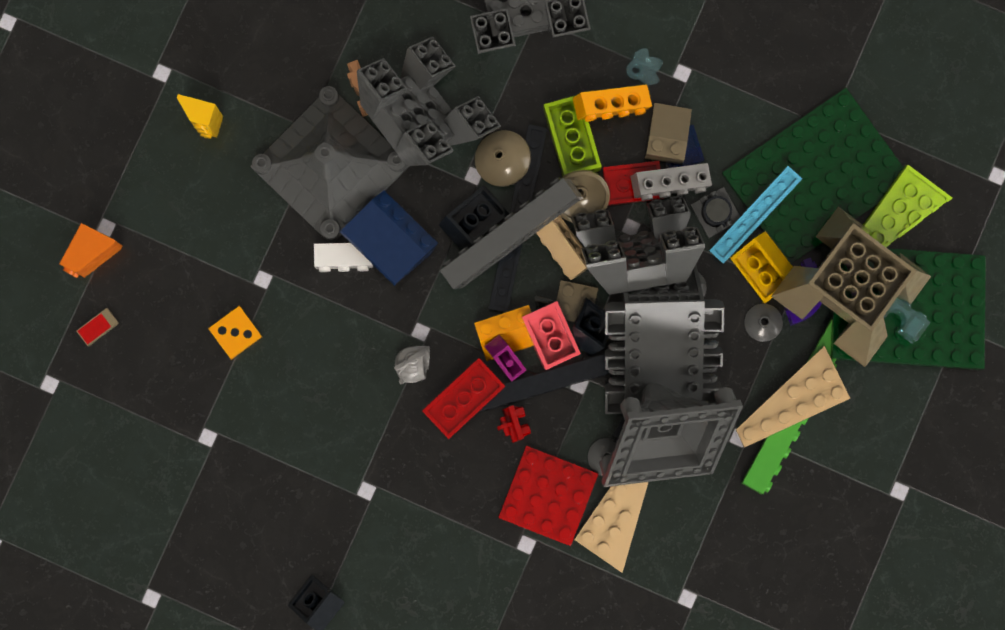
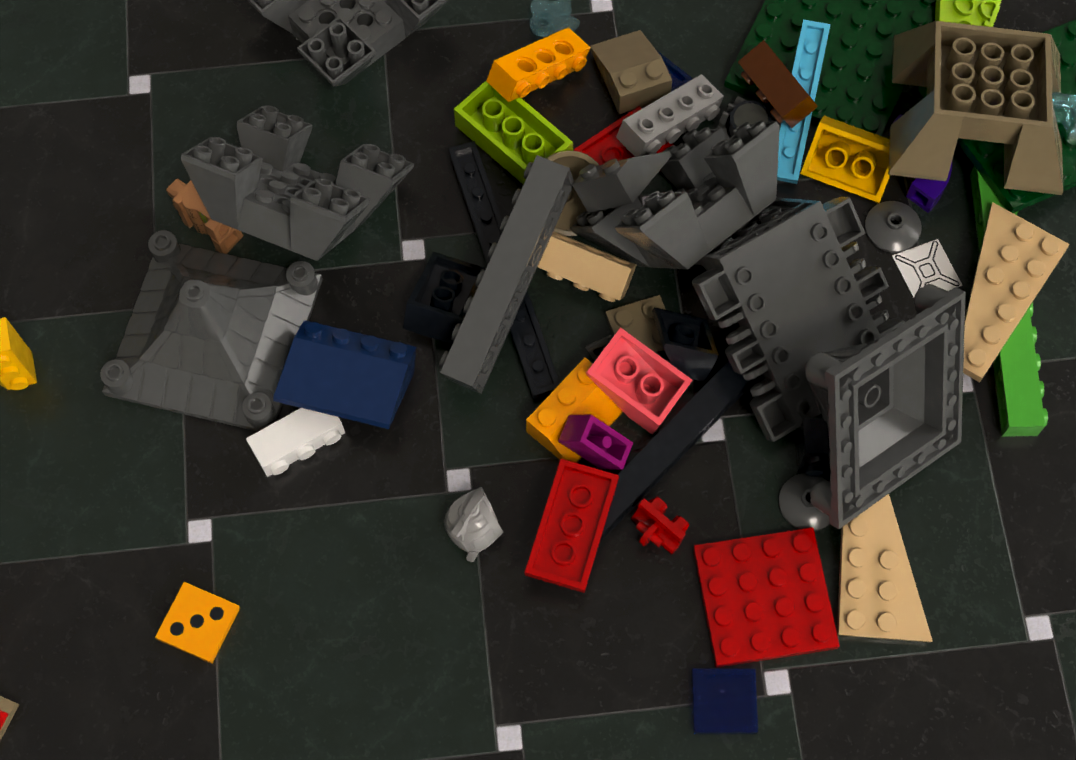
camera: 30 degrees left, 15 degrees down
(491, 538) = (724, 701): none -> clear blue tile
(509, 167) = (448, 215): dark tan dish -> none
(611, 210) = (617, 181): none -> dark grey slope
(745, 198) = (776, 85): none -> reddish brown brick
(765, 361) = (926, 266): none -> white sticker

